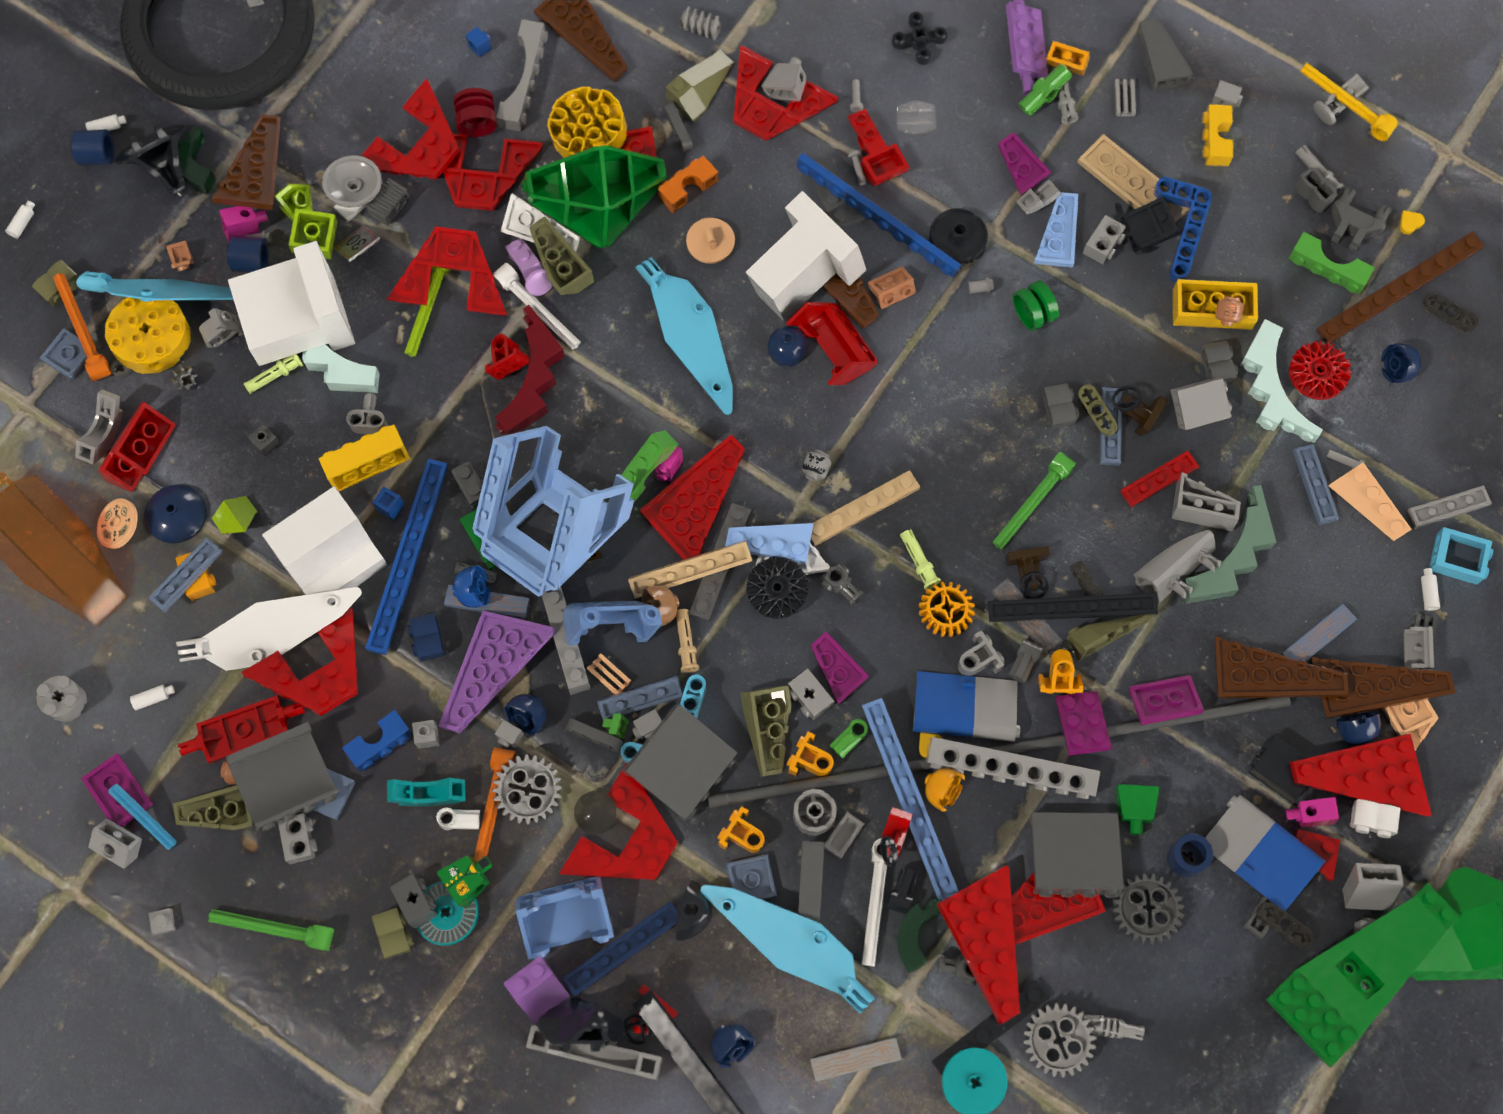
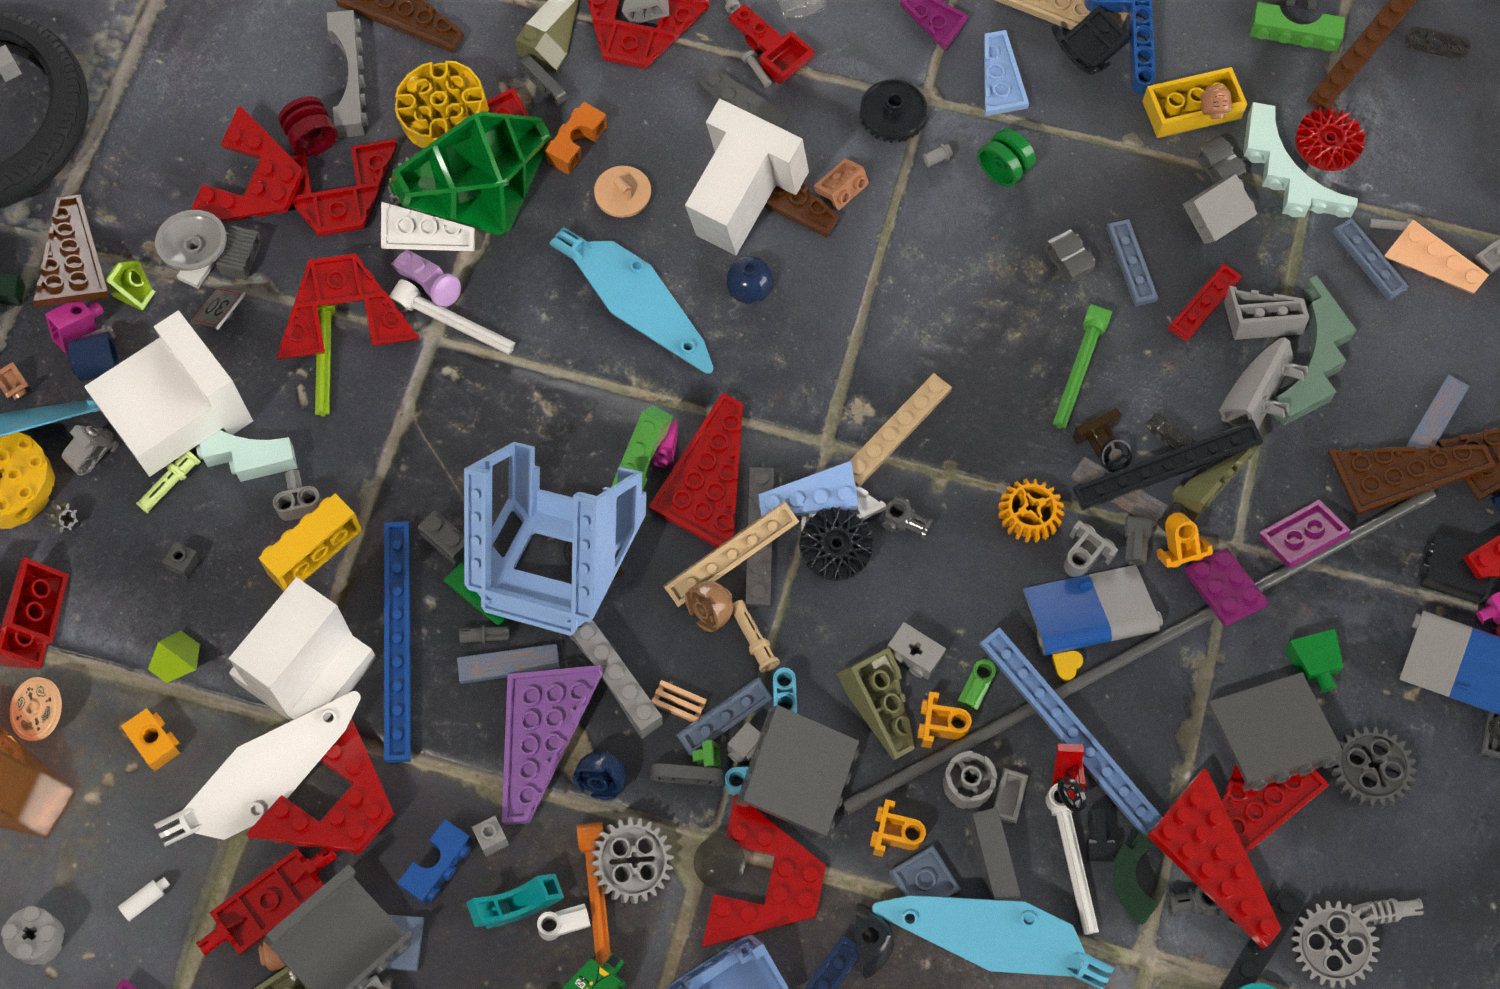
camera: 20 degrees left, 5 degrees down
(183, 521) = (108, 689): dark blue dish -> none
(185, 574) = (140, 741): sand blue tile -> none
(311, 227) = (157, 304): lime brick -> none
(388, 503) = (355, 587): blue panel -> none
(426, 637) = (452, 725): dark blue brick -> none
(471, 587) = (486, 651): blue cylinder -> none
(478, 41) = (284, 50): blue plate -> none
(505, 357) = (436, 382): red pin -> none
(508, 735) = (587, 806): light grey plate -> none
(527, 404) = (477, 365): dark red arch -> none
(562, 264) = (463, 259): olive wedge -> none
(637, 618) = (691, 626): medium blue windscreen -> none
(816, 465) = (829, 398): light grey head -> none
(837, 338) = (802, 256): red windscreen -> none
(838, 667) = (934, 611): magenta wing -> none
(882, 218) = (799, 111): blue plate -> none
(924, 568) = (989, 473): yellowish green pin -> none
(943, 787) = (1101, 705): light orange cylinder -> none
(1036, 200) = (963, 49): light grey slope -> none
(1087, 777) = (1254, 645): light grey brick -> none
(1098, 402) = (1115, 258): olive beam -> none
(1103, 239) = (1050, 69): light grey brick -> none
(1138, 410) = (1161, 239): dark brown piece -> none
(1200, 852) = (1407, 690): dark blue piece -> none
(1401, 362) = (1409, 107): dark blue cylinder -> none

